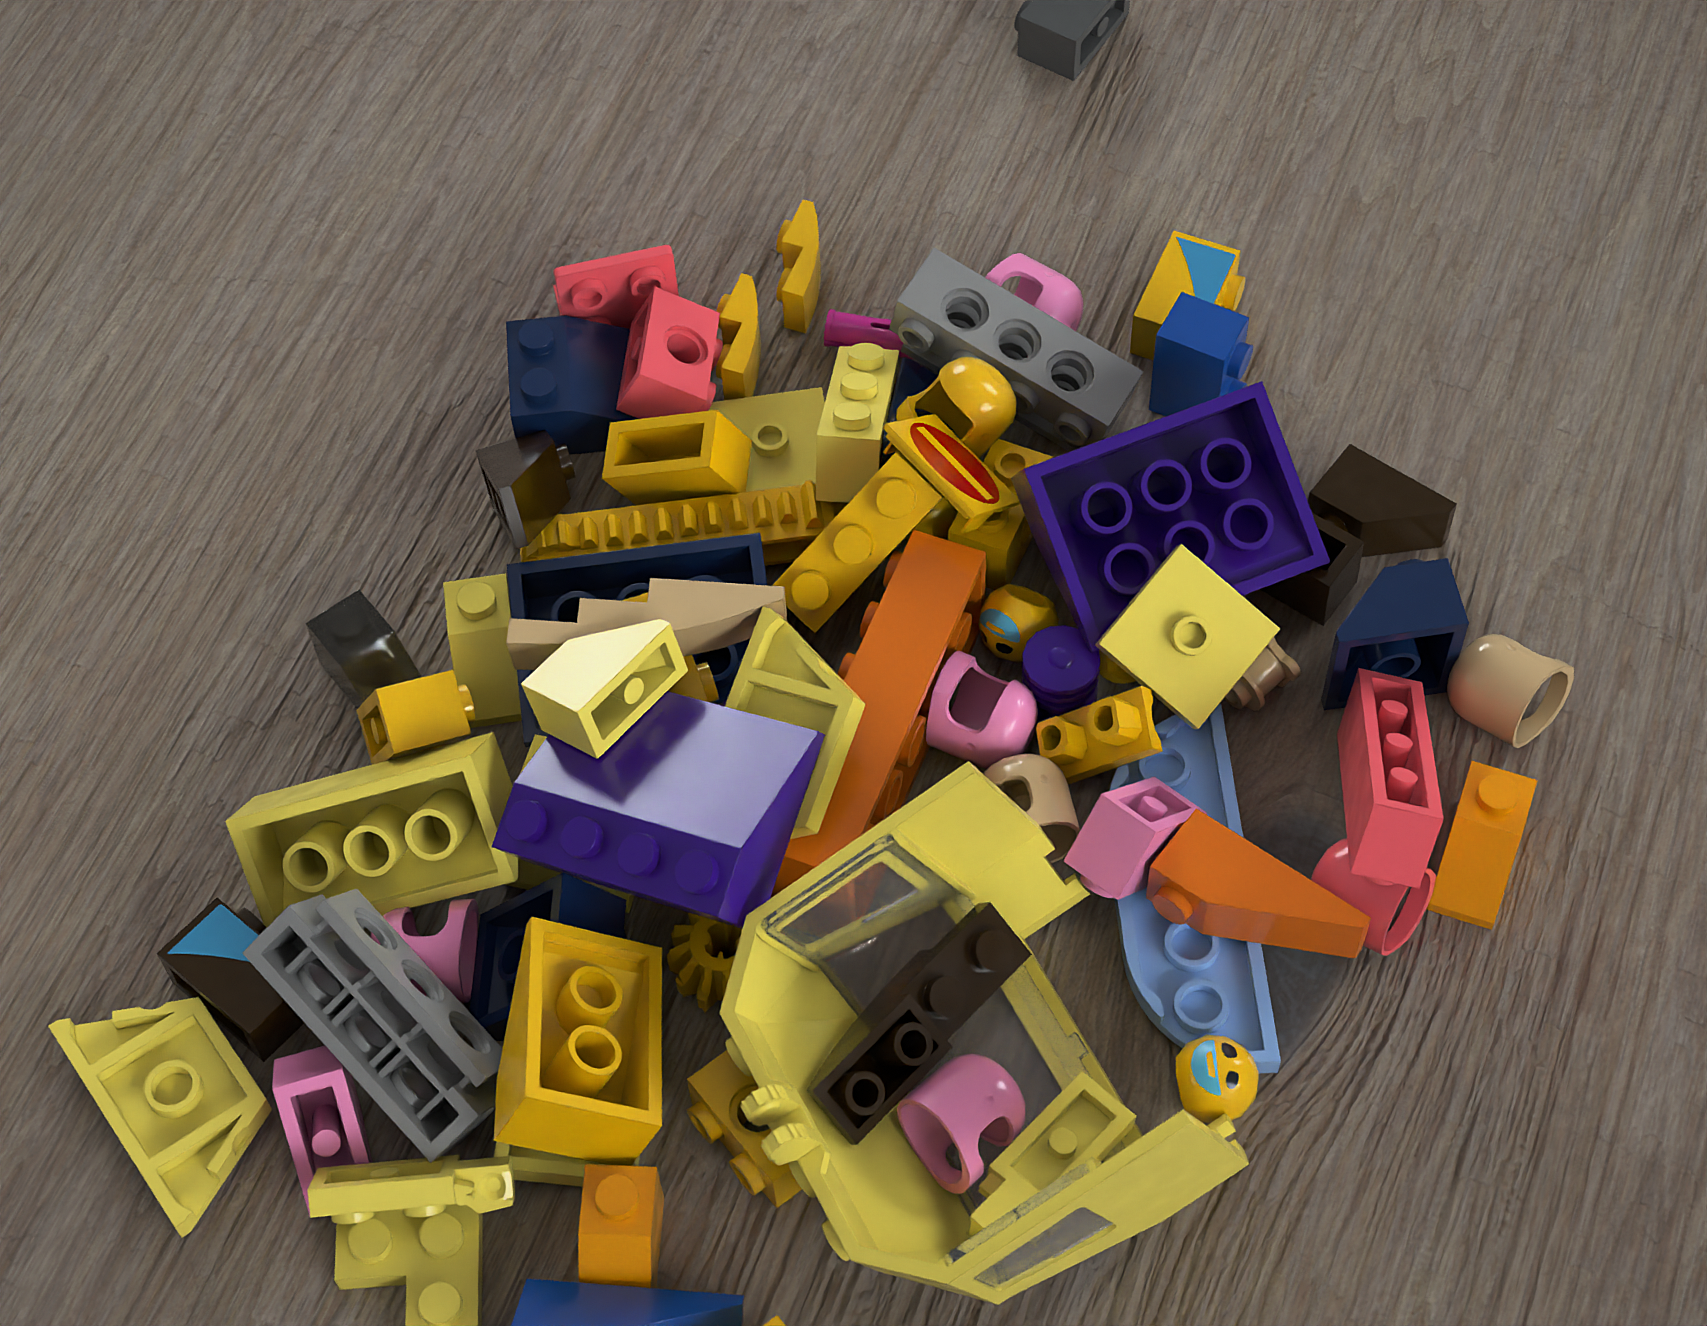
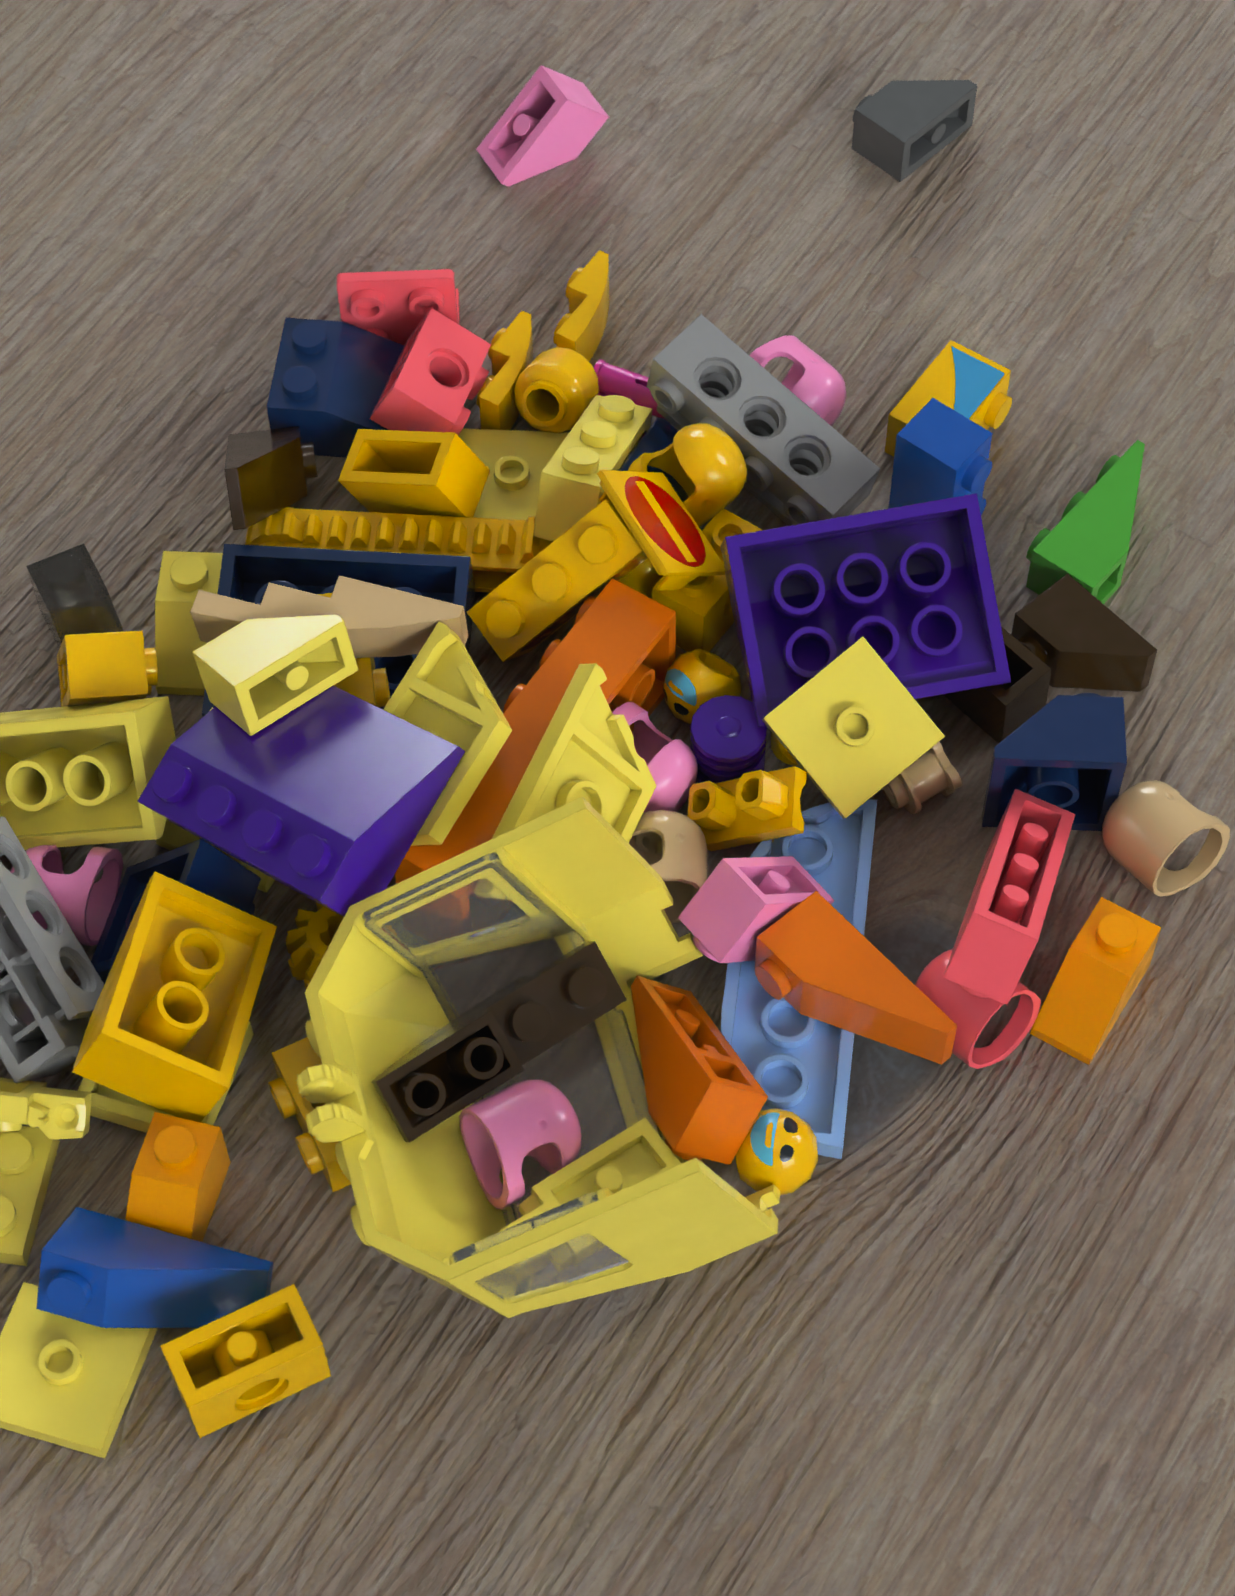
camera: 10 degrees right, 0 degrees up
(709, 86) = (542, 127): none -> bright pink slope
(794, 348) = (555, 389): none -> yellow head
(932, 727) = (586, 756): none -> light yellow wing
(1115, 1018) = (692, 1075): none -> orange slope
(1361, 398) = (1093, 532): none -> bright green slope

